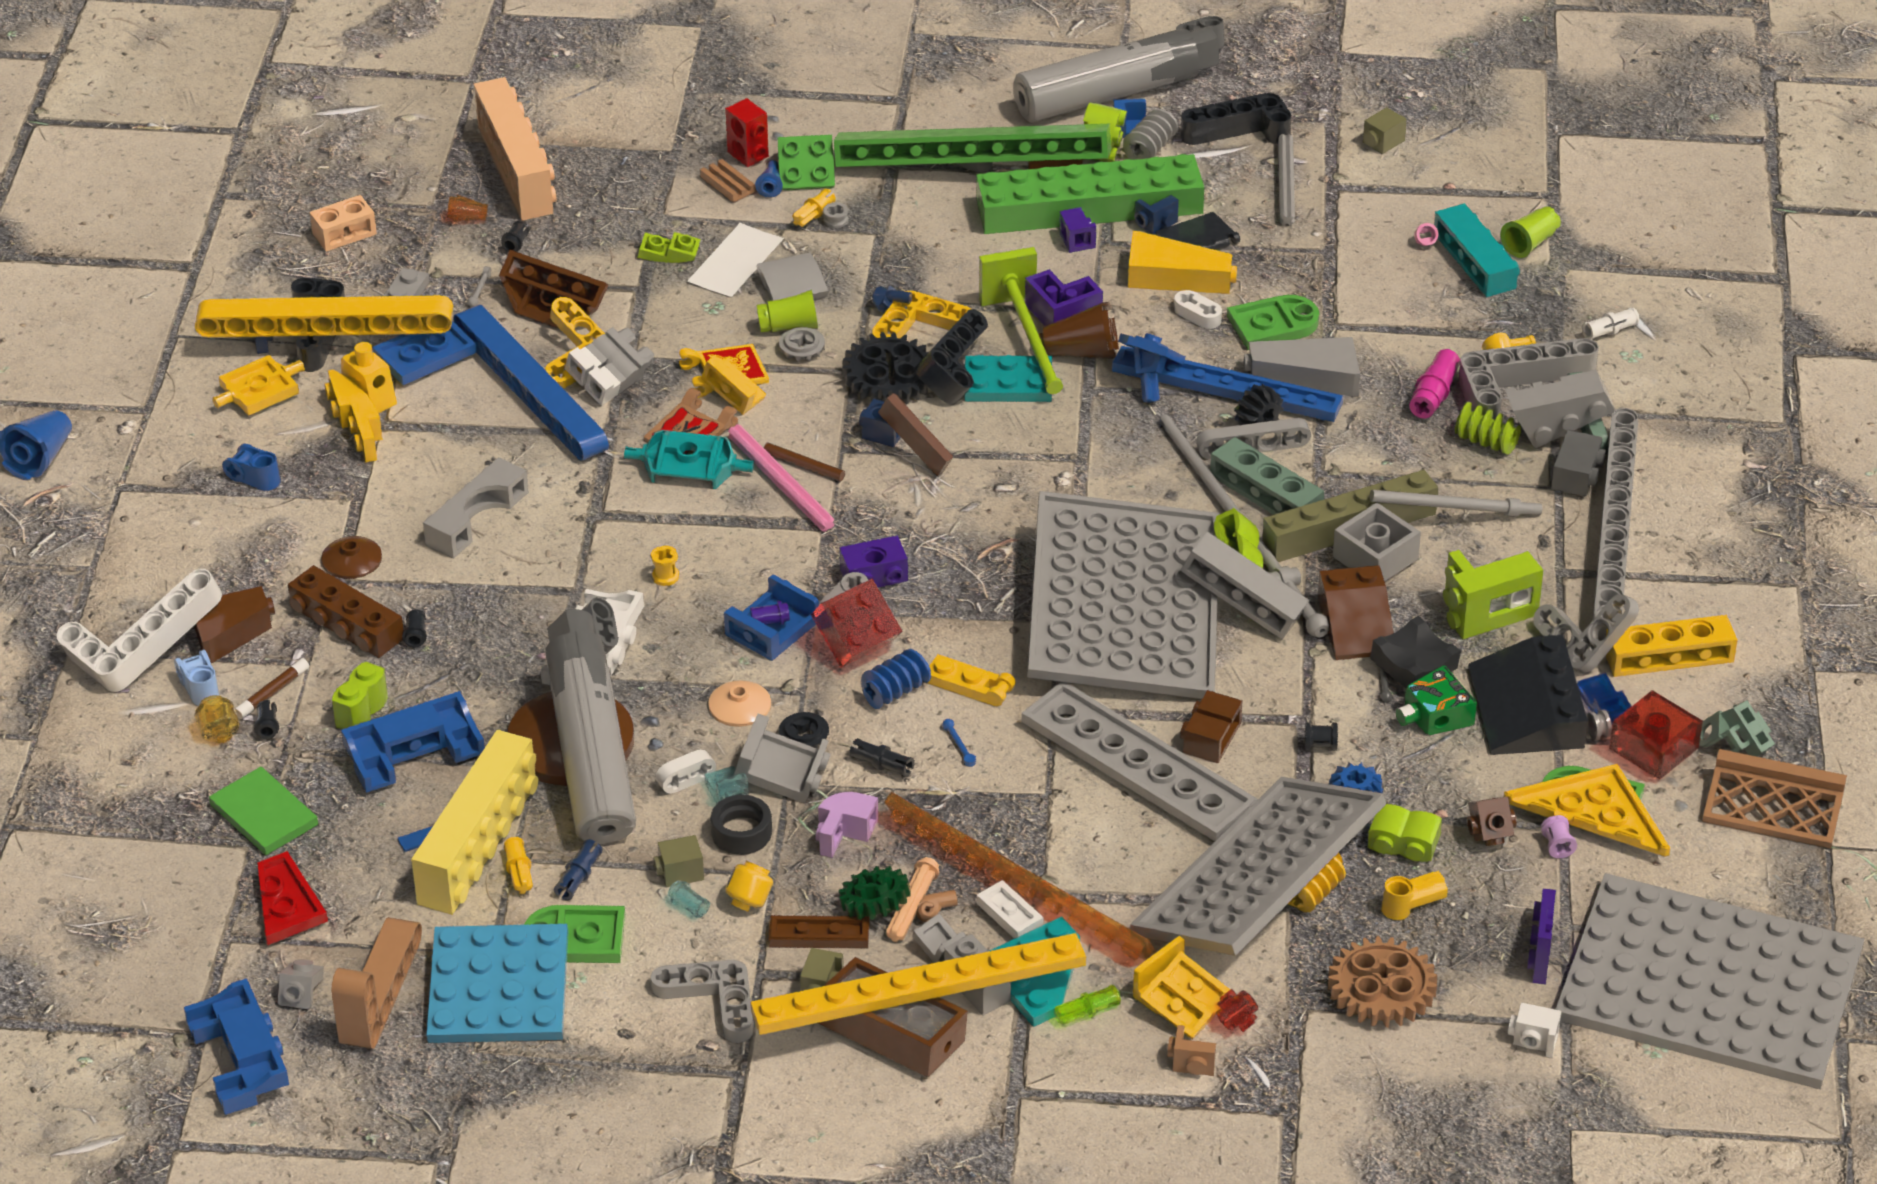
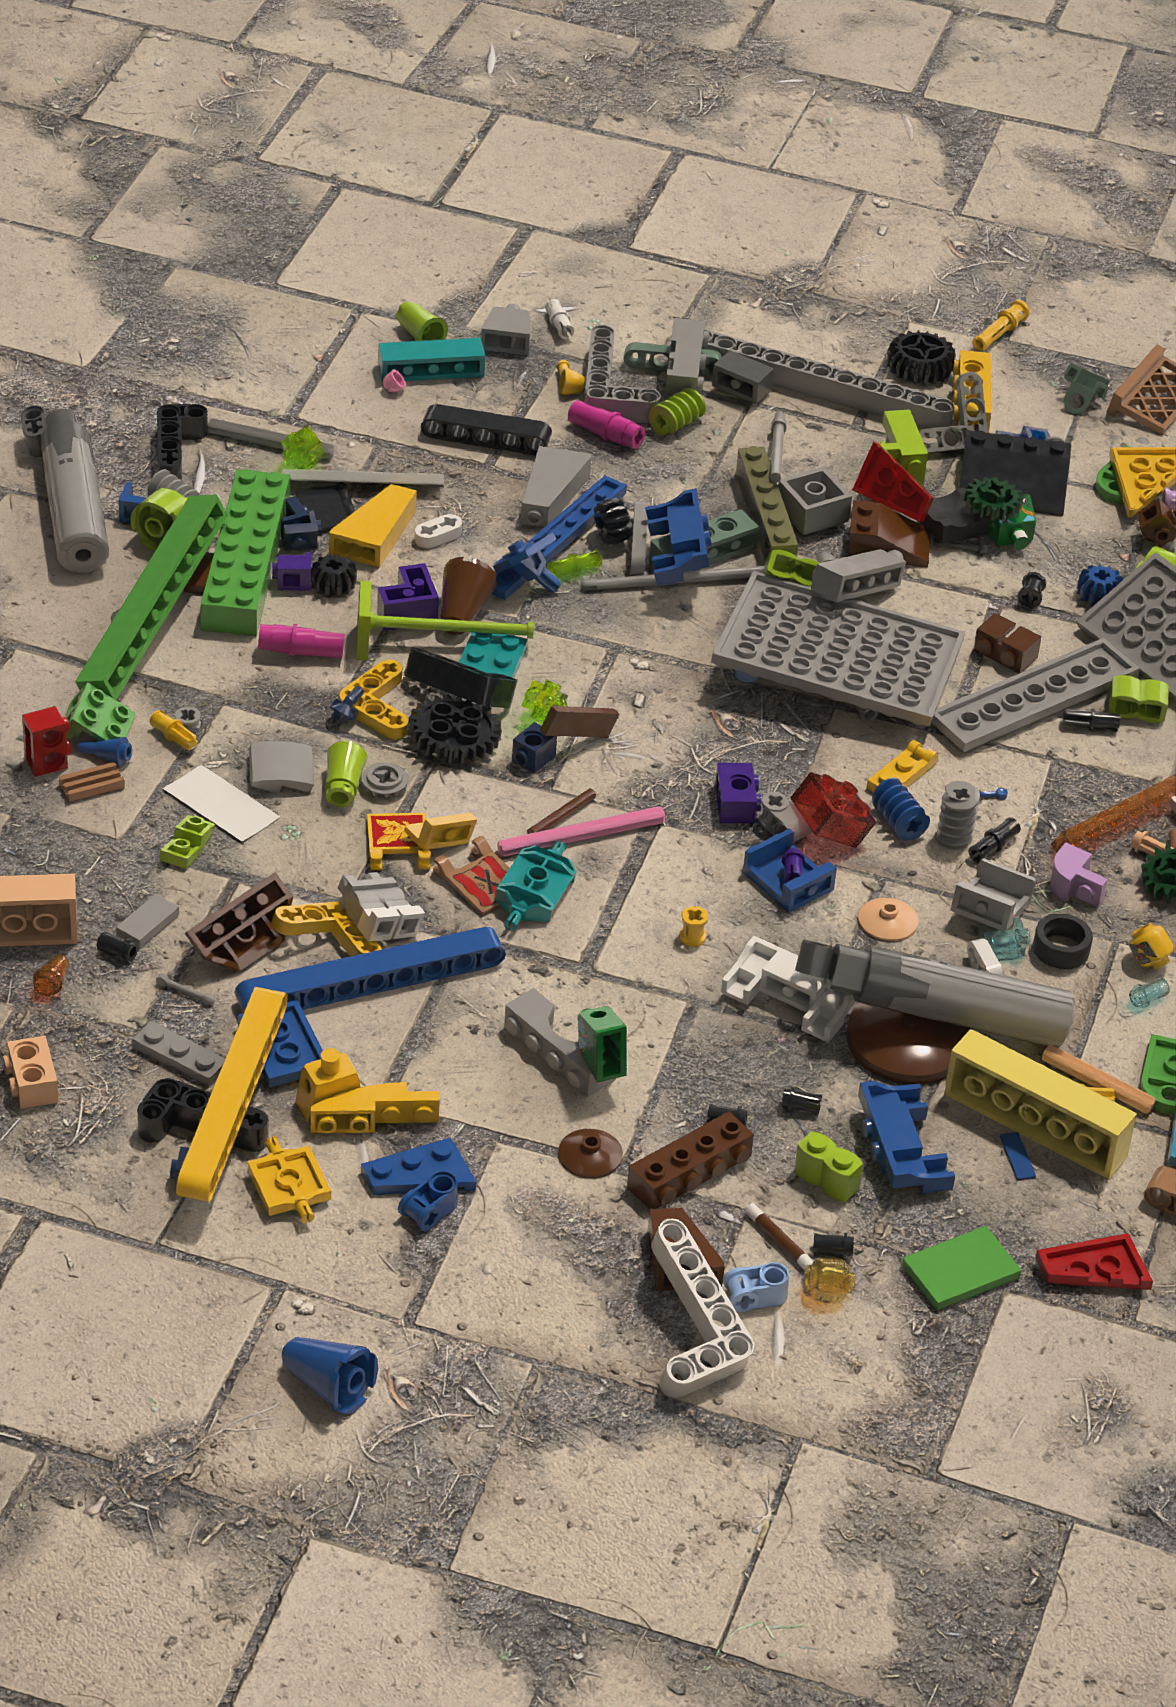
camera: 80 degrees left, 0 degrees up
(298, 459) = (410, 1168): none -> blue wing
(444, 507) = (599, 1032): none -> green torso
(450, 668) = (801, 1101): none -> black pin
(548, 876) = (1098, 1078): none -> light nougat axle
(558, 248) = (147, 920): none -> light grey tile
(578, 869) = (1097, 1055): dark blue pin -> none
(679, 860) = (1104, 986): olive brick -> none
(803, 722) = (942, 874): black gear -> none
(888, 712) = (958, 814): none -> light grey piece
(949, 413) = (541, 697): none -> clear neon green brick
(968, 247) = (300, 641): none -> dark pink piece
(1083, 254) = (333, 575): none -> black gear
(1117, 811) = (1091, 719): none -> black axle
(1131, 221) = (302, 535): none -> dark blue bracket
(1167, 840) = (1138, 698): none -> lime brick
(1189, 403) = (575, 563): none -> clear neon green pin
(1230, 446) = (688, 536): none -> blue bracket
(1252, 243) = (364, 477): none -> white tile
(1264, 194) = (302, 449): none -> clear neon green brick
(1274, 319) = (472, 496): bright green tile -> none
(1379, 307) = (485, 429): none -> black beam
(1384, 130) = (234, 365): olive brick -> none
(1413, 585) = (892, 485): none -> red wing
(1430, 664) = (993, 498): none -> dark green gear
(1564, 290) = (507, 330): none -> light grey torso
(1655, 734) = (1083, 420): clear red brick -> none
(1711, 591) = (921, 357): none -> black gear
(1840, 656) = (1006, 321): none -> yellow pin

